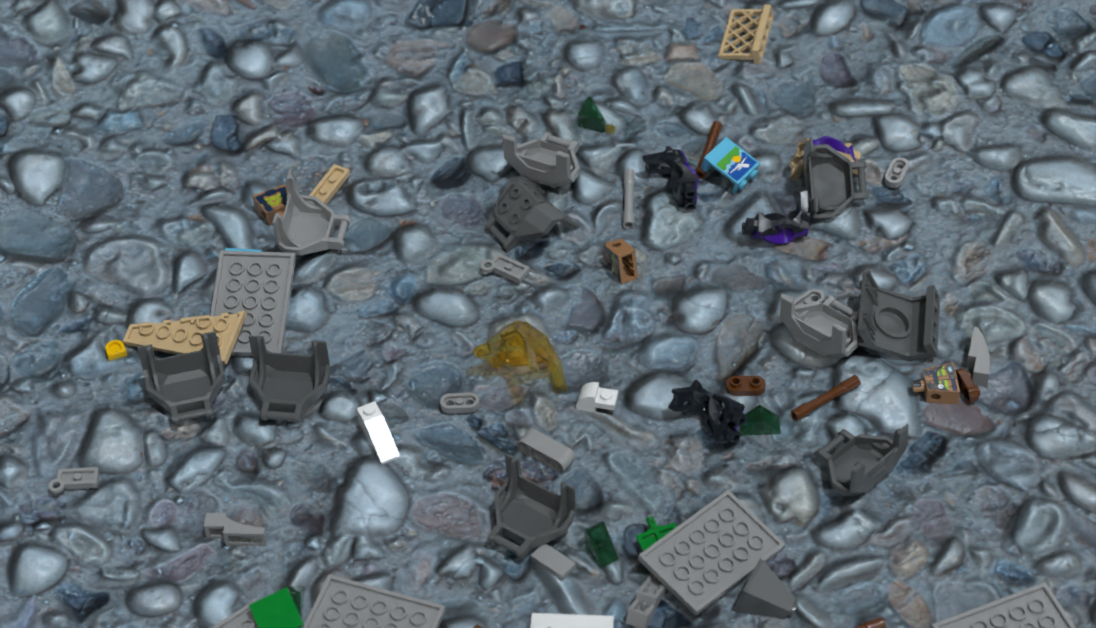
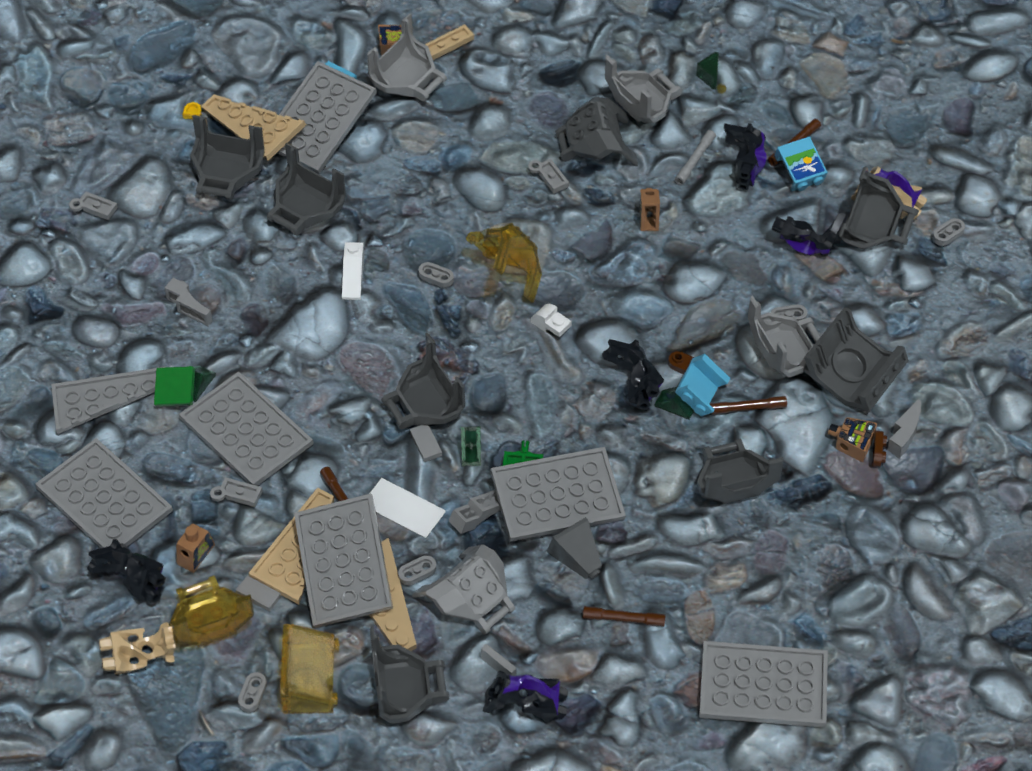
camera: 25 degrees right, 5 degrees up
(546, 450) = (480, 346): light grey beam -> none
(759, 34) = (909, 57): tan fence -> none
(772, 396) = (701, 383): none -> medium azure panel

